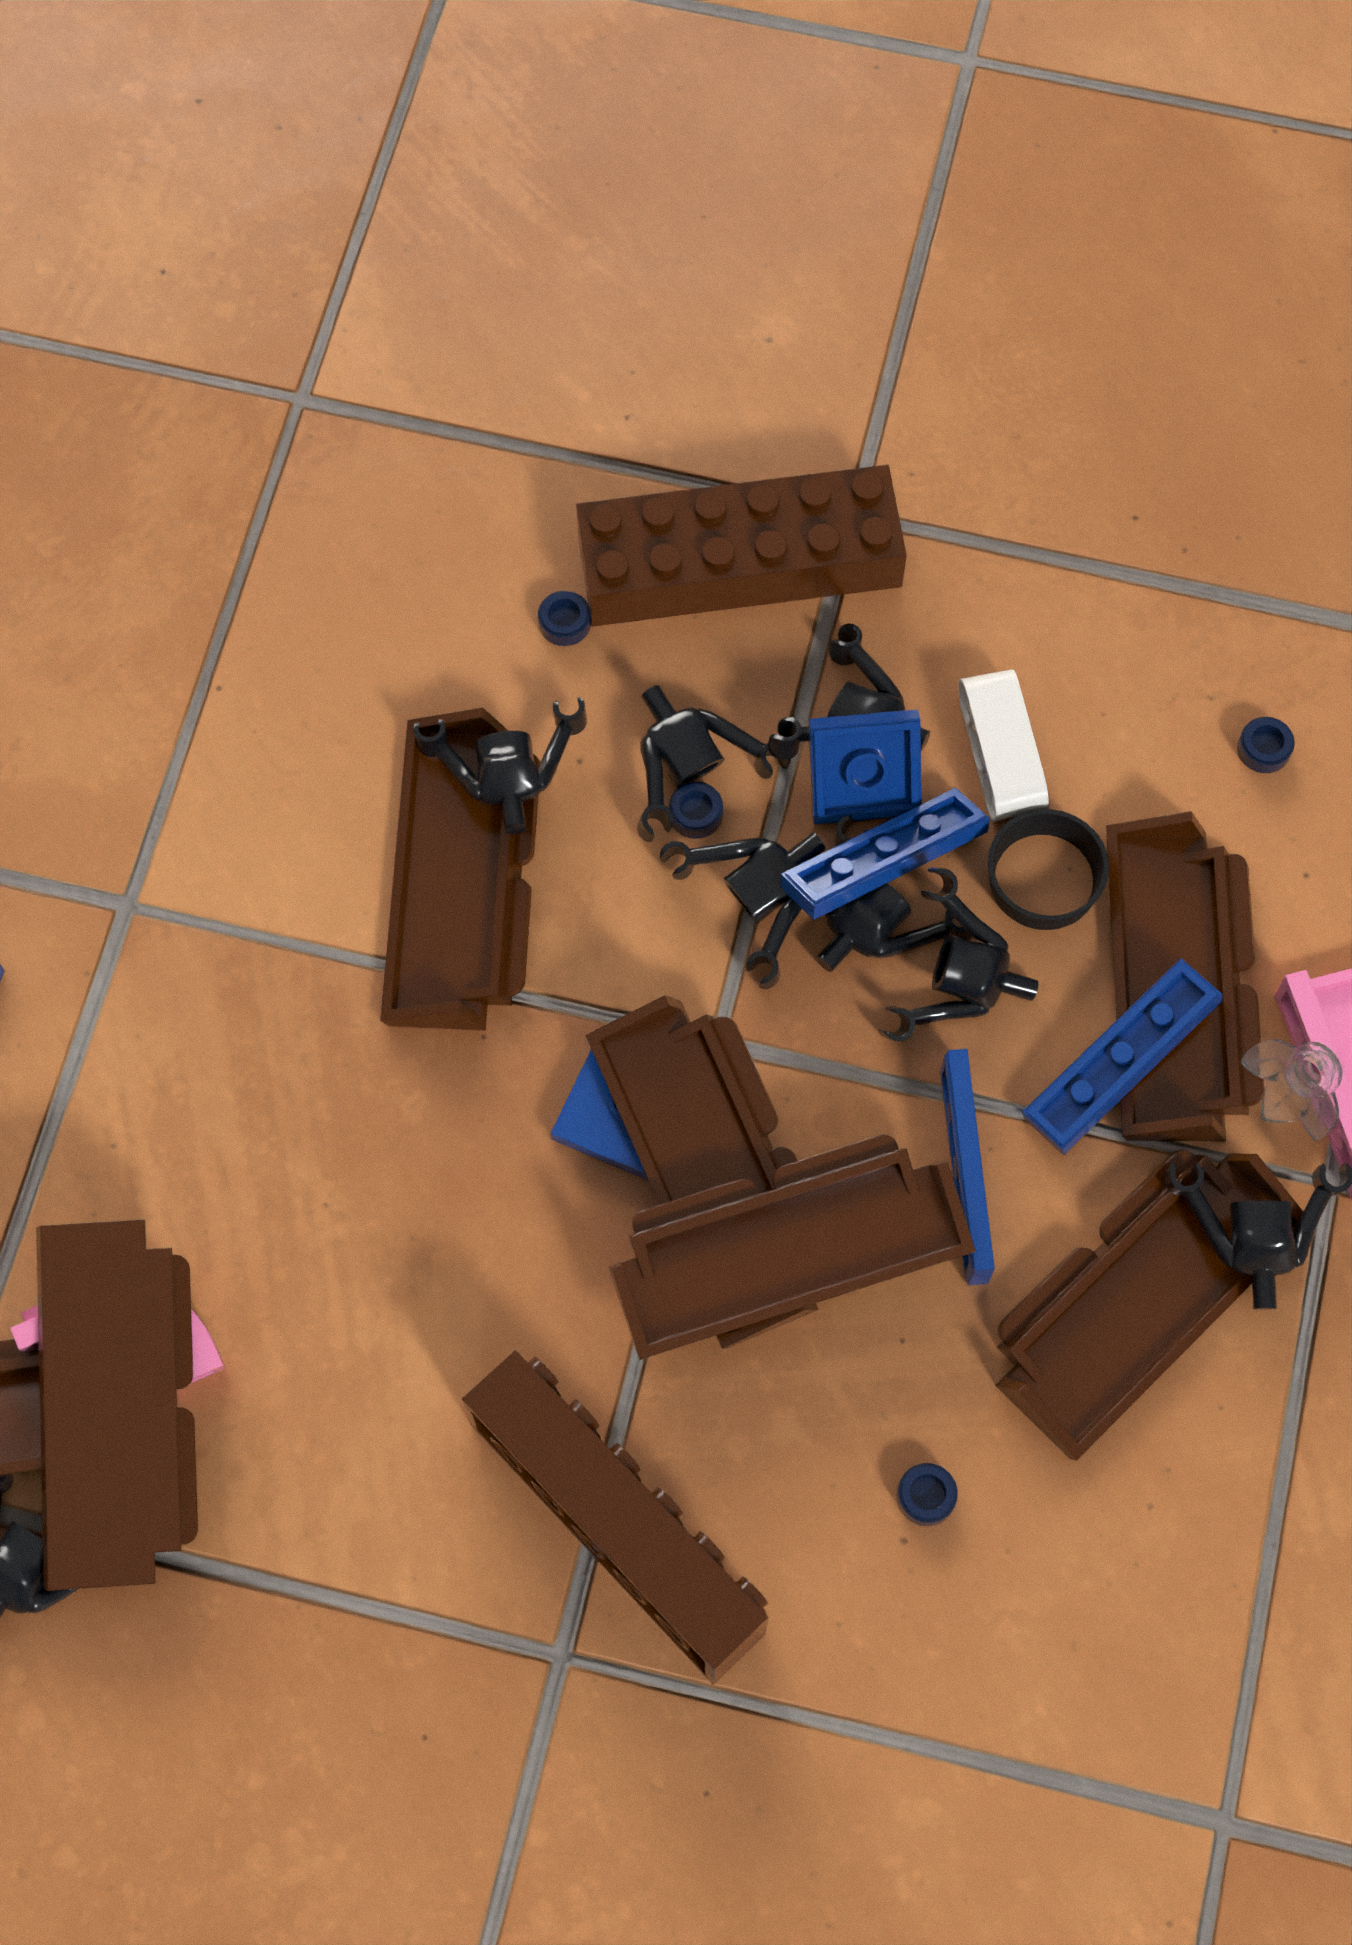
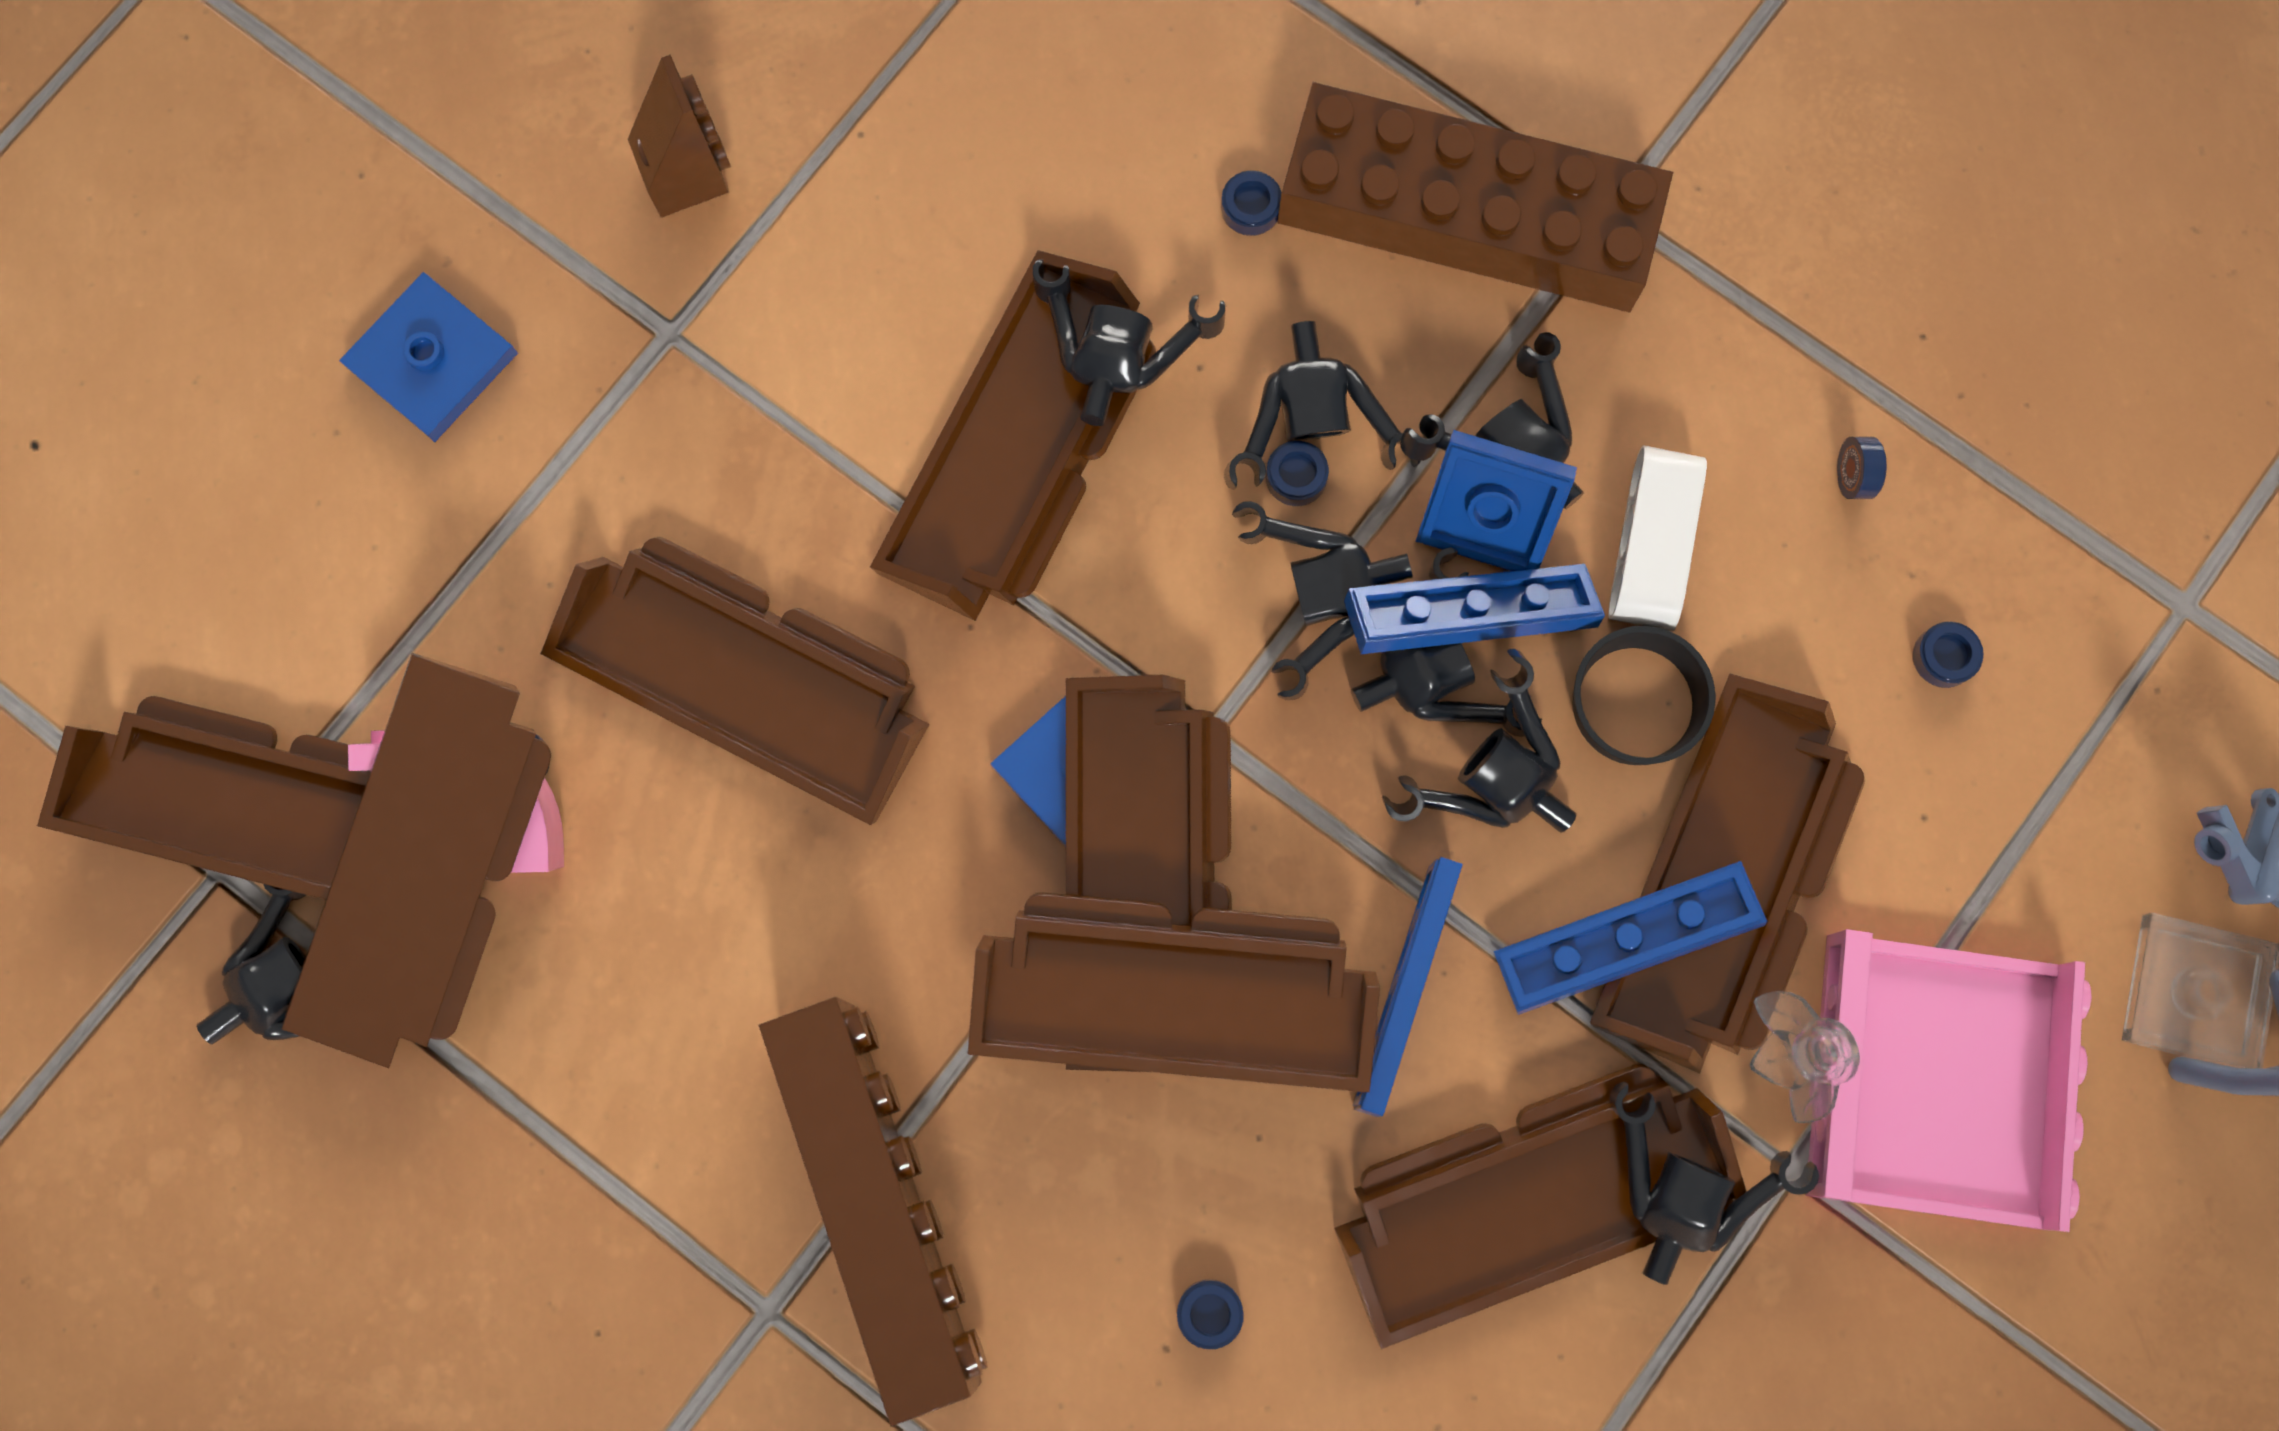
camera: 25 degrees right, 10 degrees up
(75, 745) = (677, 143): none -> reddish brown slope
(283, 1149) = (757, 684): none -> reddish brown slope
(1134, 630) = (1861, 467): none -> dark blue tile

